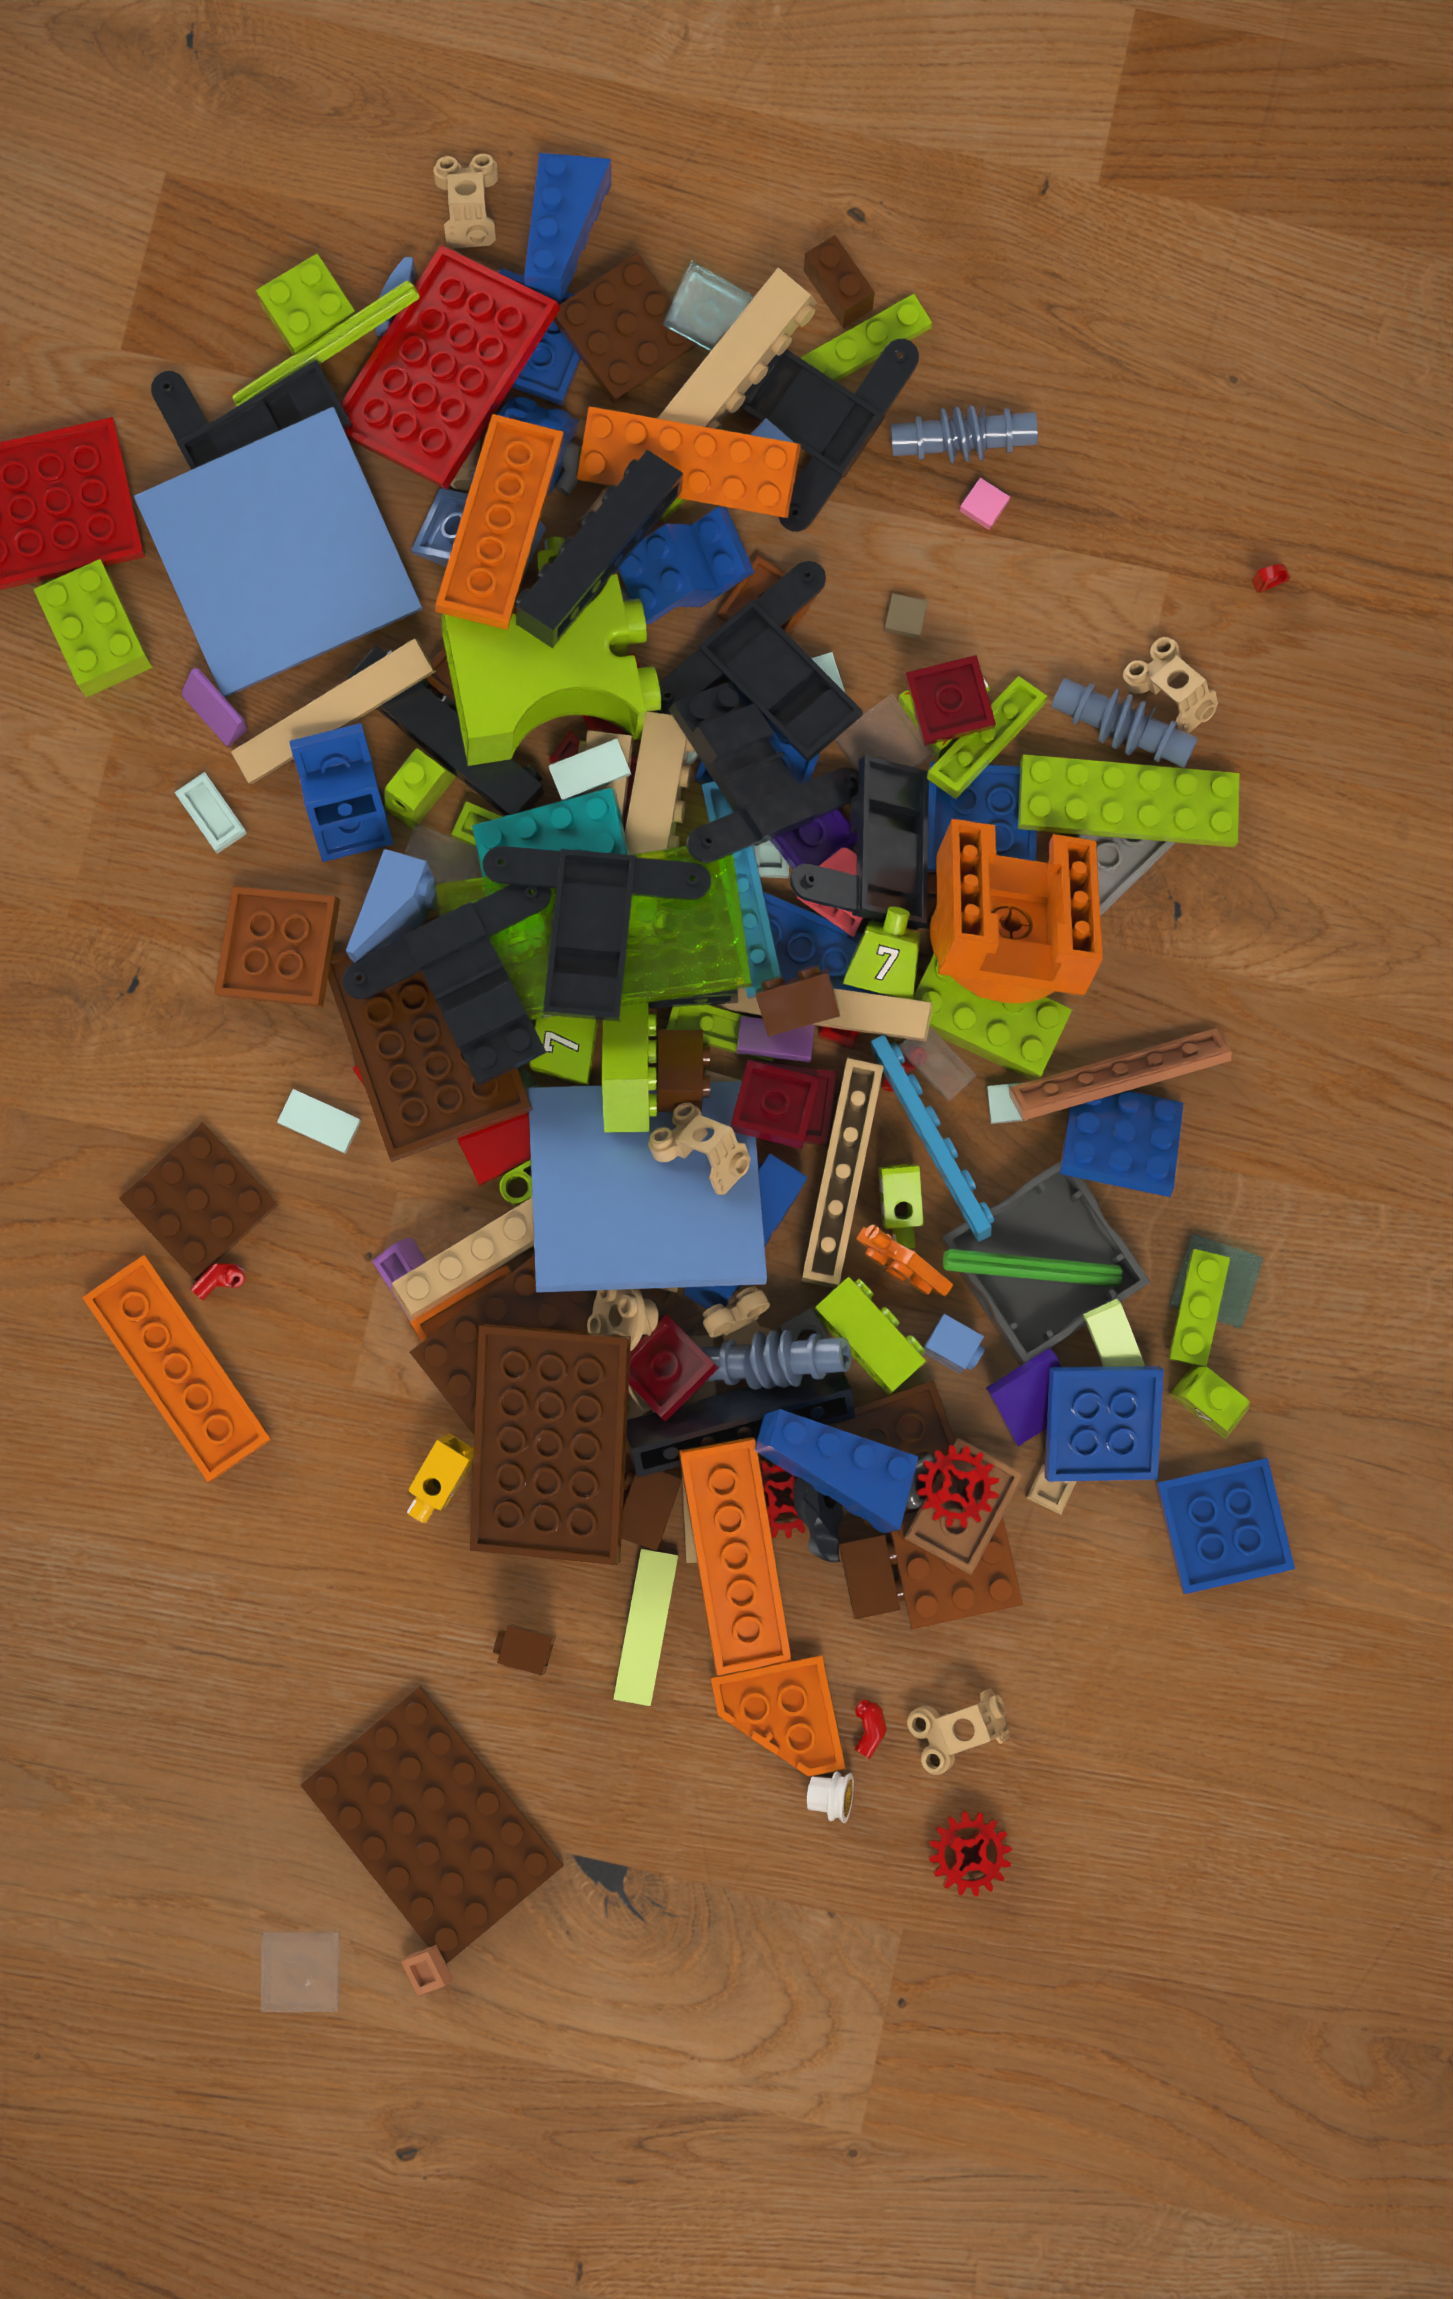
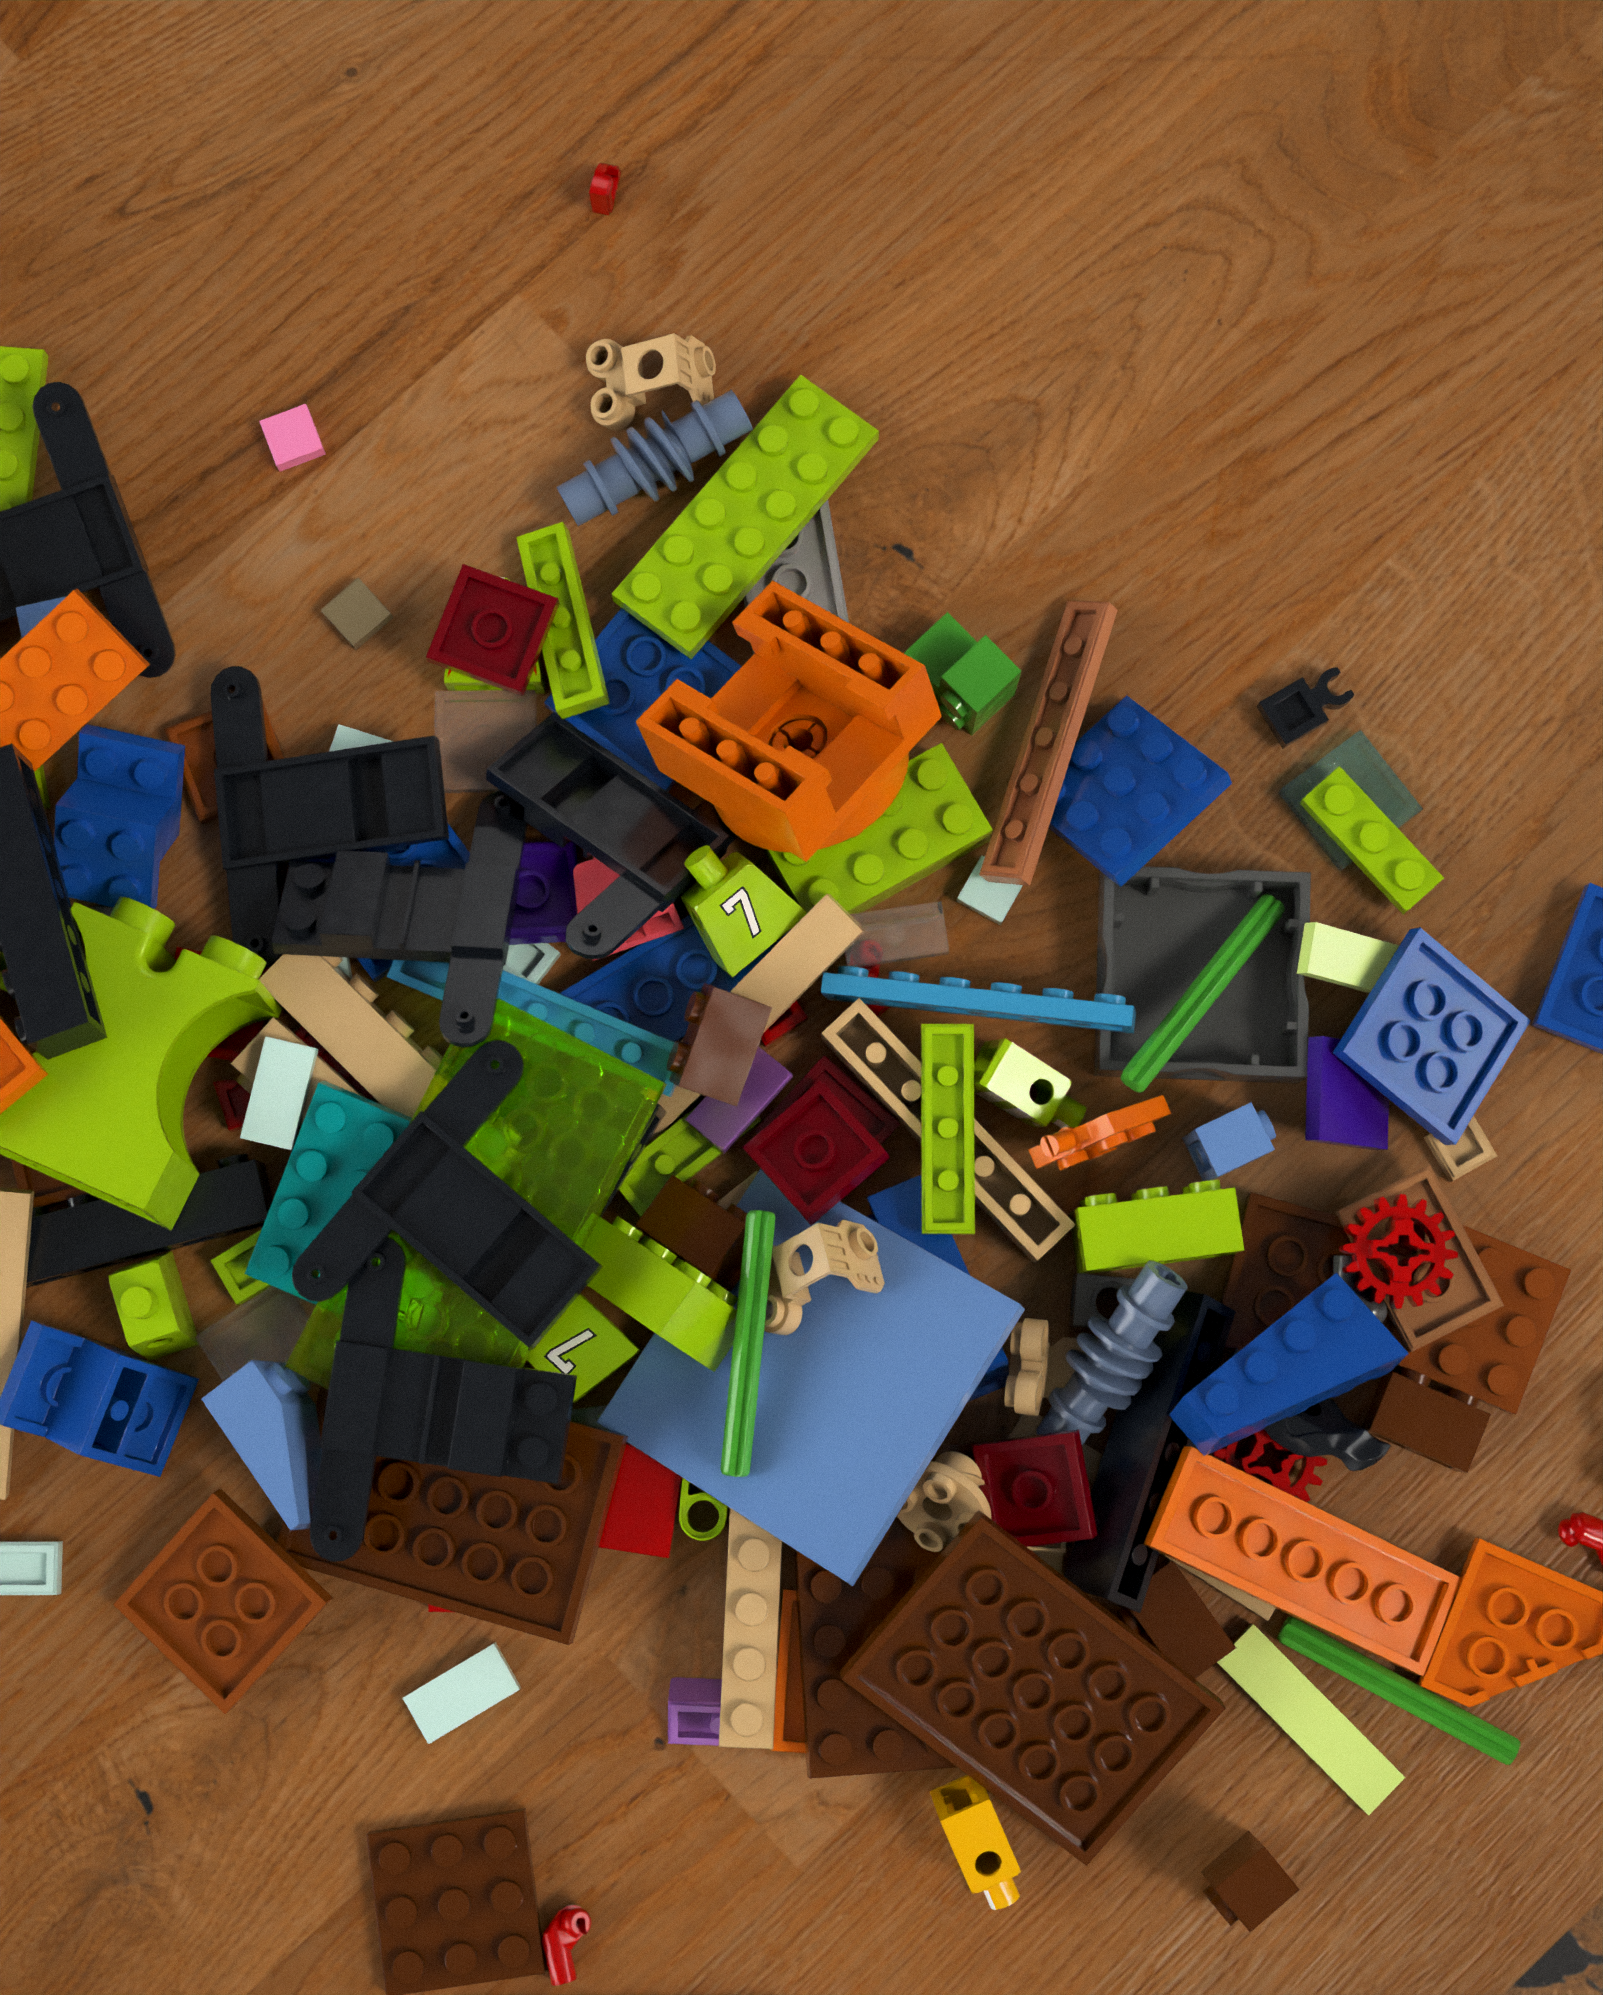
camera: 50 degrees left, 0 degrees up
(634, 1137) = (748, 1343): none -> bright green axle
(699, 1669) = (1399, 1690): none -> bright green axle
(842, 1170) = (947, 1129): none -> lime tile
(964, 434) = (196, 402): sand blue piece -> none
(1125, 994) = (966, 675): none -> bright green brick
(1211, 1399) = (1484, 899): lime torso -> none
(1248, 1211) = (1299, 710): none -> black plate

